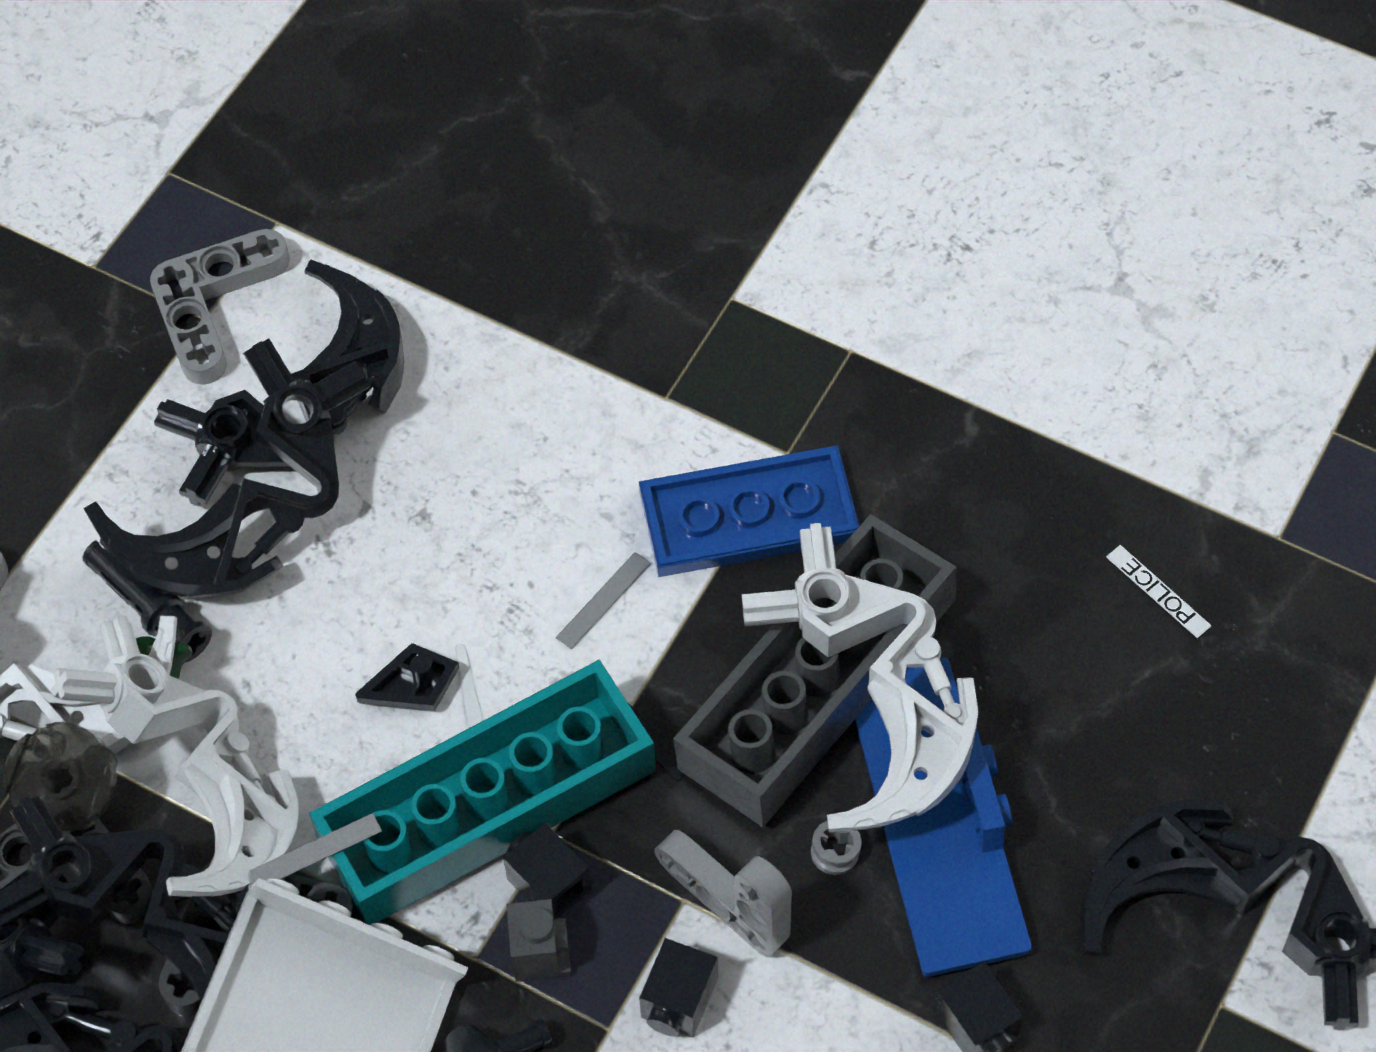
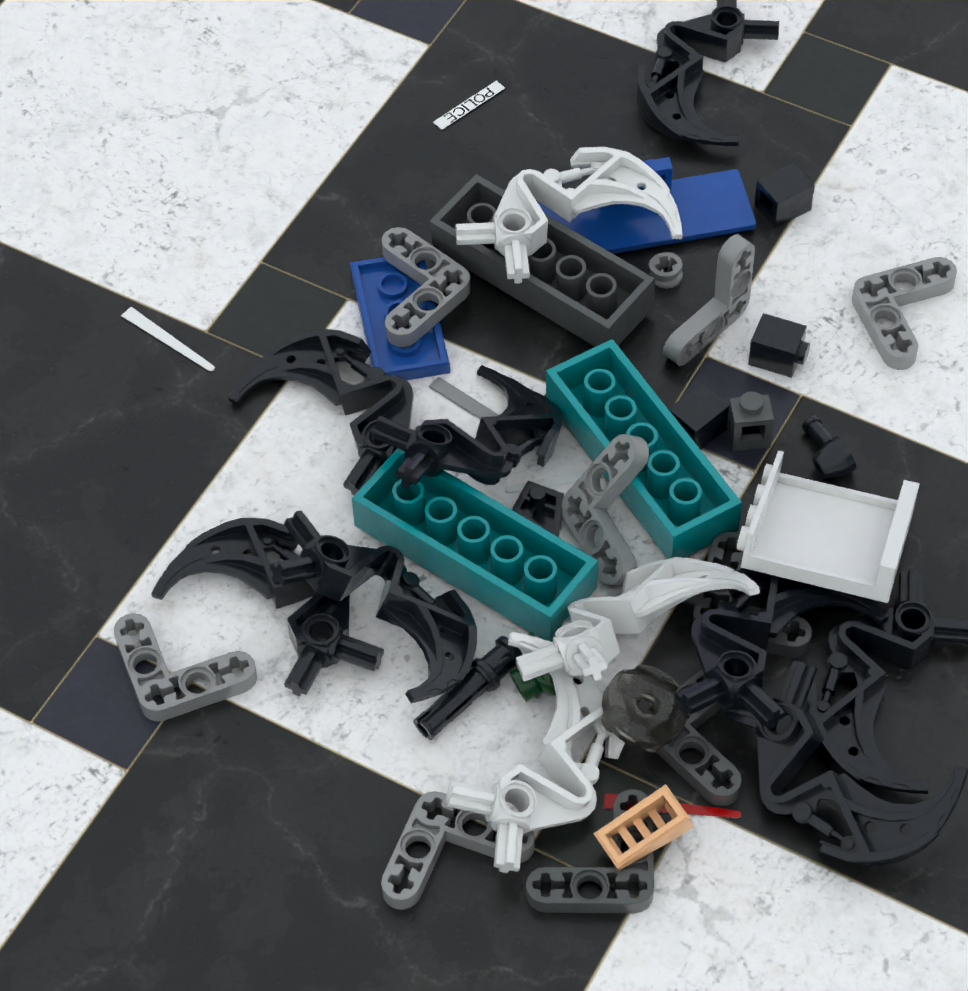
camera: 90 degrees left, 5 degrees down
(318, 849) = (704, 530): light grey sticker -> none
(344, 592) = (477, 546): none -> teal brick
(408, 730) = (596, 502): none -> light grey beam
(442, 543) = (499, 441): none -> black piece
(539, 487) = (381, 393): none -> black piece
(729, 246) = (147, 325): none -> white sticker
(787, 539) = (432, 287): none -> light grey beam

